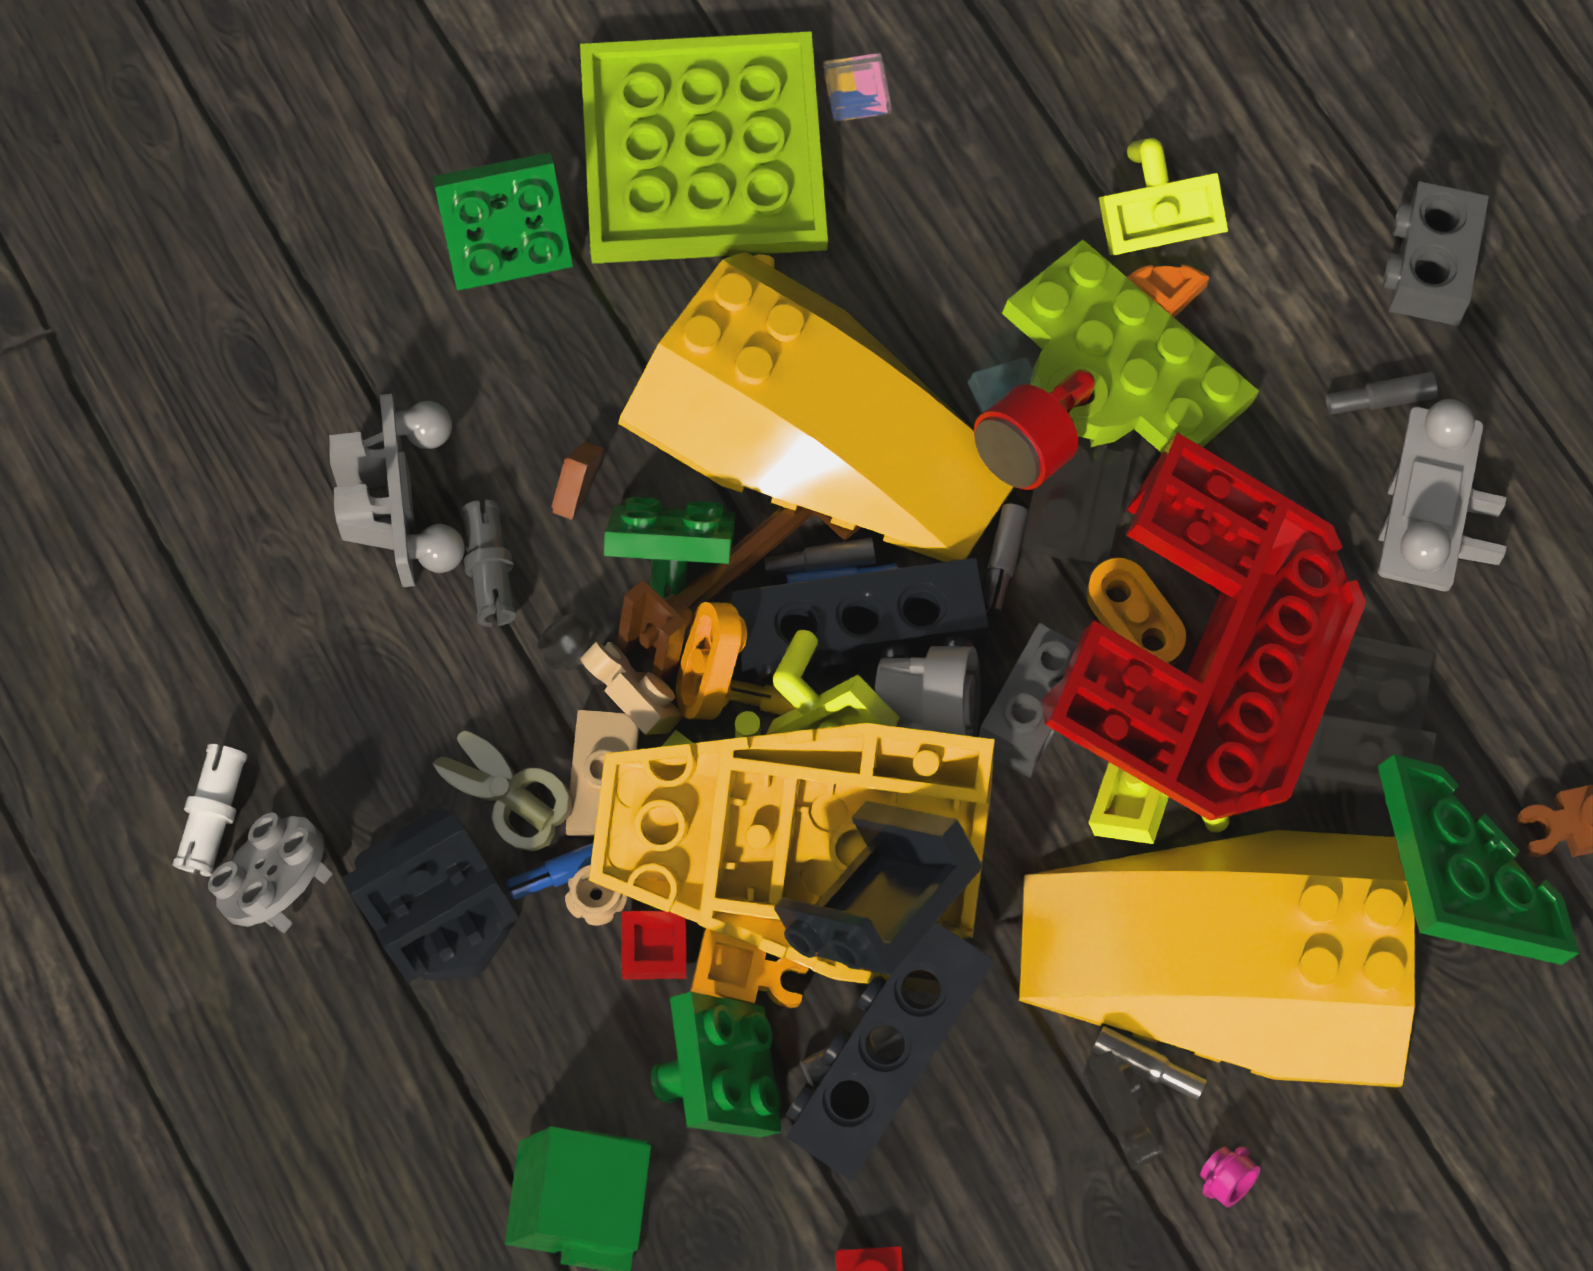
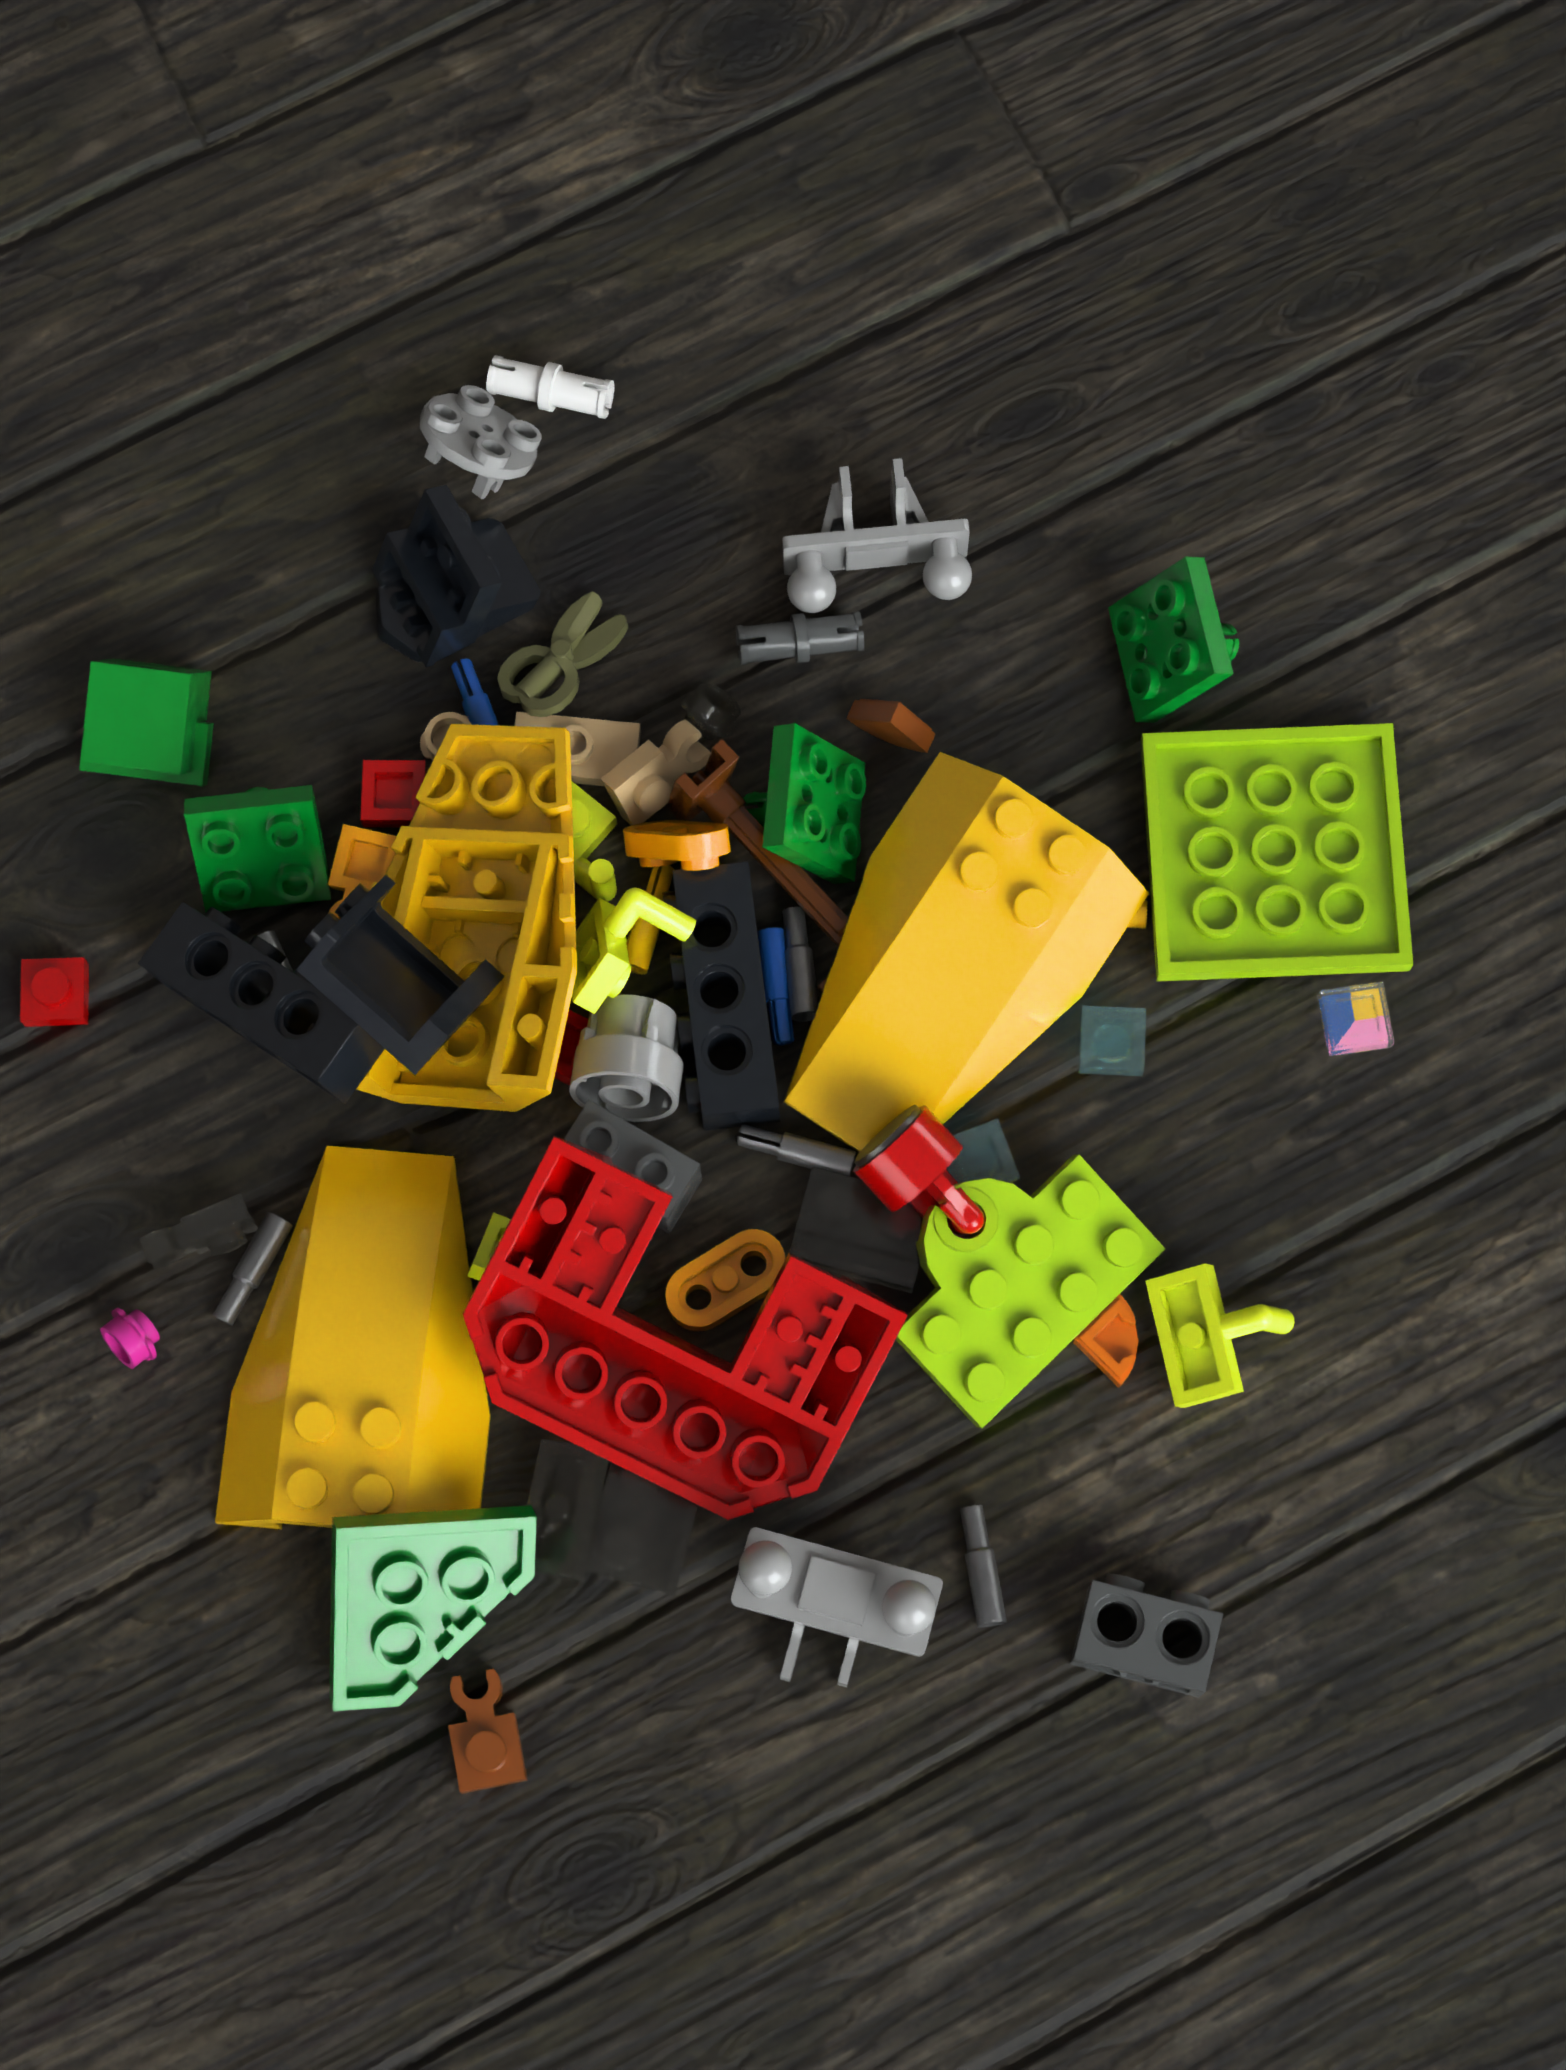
camera: 95 degrees right, 5 degrees up
(889, 283) = (1112, 1040): none -> clear light blue plate

